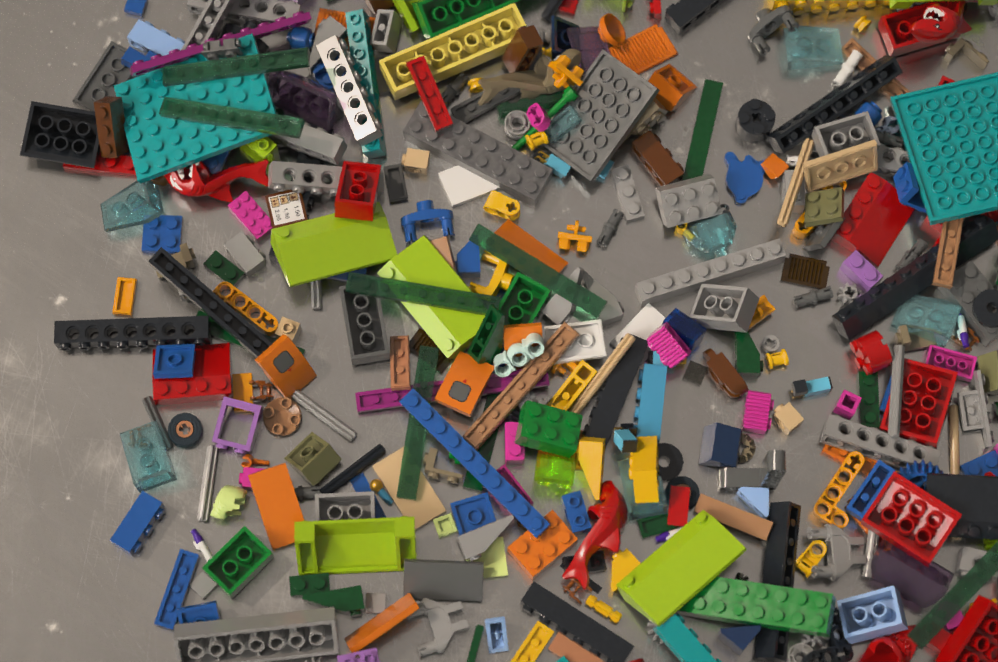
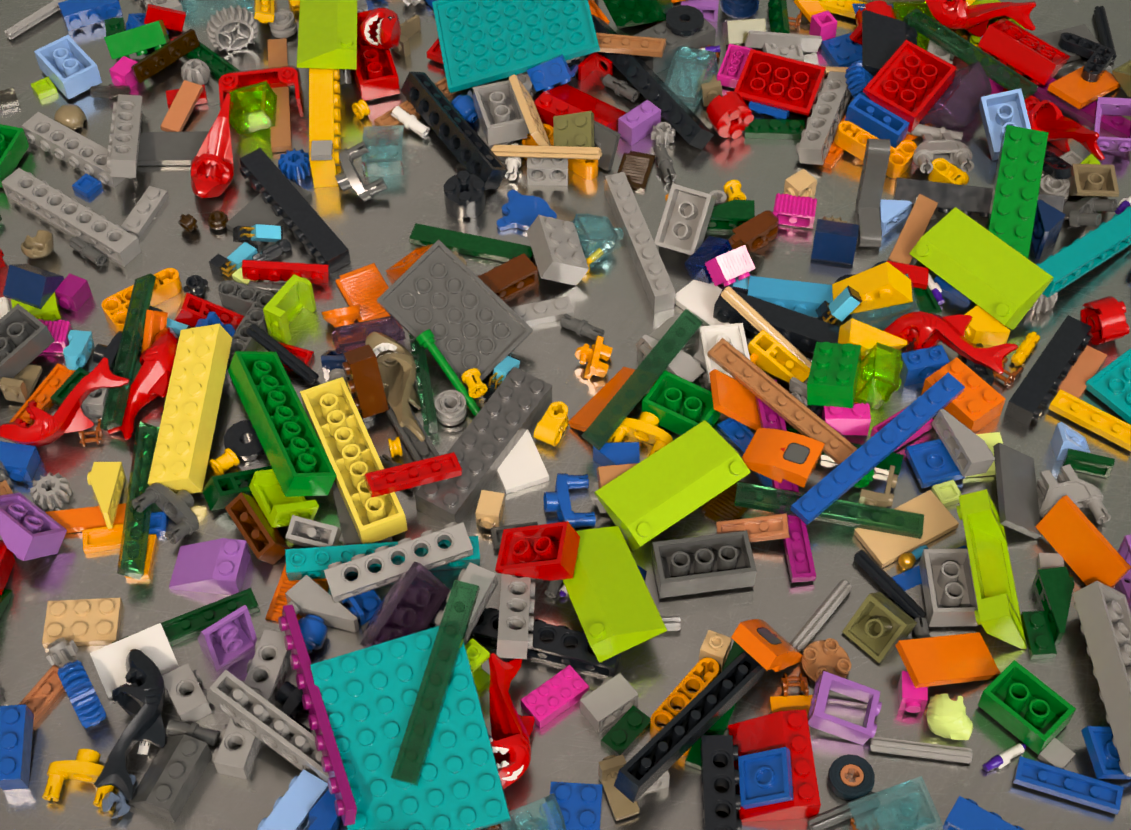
camera: 85 degrees left, 20 degrees down
(214, 50) = (332, 683): dark grey hinge -> none
(236, 66) = (360, 681): clear green tile -> none
(253, 461) = (888, 698): orange hand -> none
(285, 208) = (552, 647): sticker -> none
(420, 293) = (673, 492): clear green tile -> none
(489, 337) = (725, 423): dark green slope -> none
(525, 348) = (747, 398): light aqua piece -> none
(538, 117) = (446, 371): dark pink beam -> none
(562, 124) = (457, 354): clear light blue tile -> none
(563, 74) = (400, 339): light orange hips -> none
(774, 166) = (518, 183): orange slope -> none
(812, 387) = (764, 167): piece -> none
(847, 404) = (784, 138): dark pink brick -> none
(896, 391) = (775, 95): light grey axle -> none

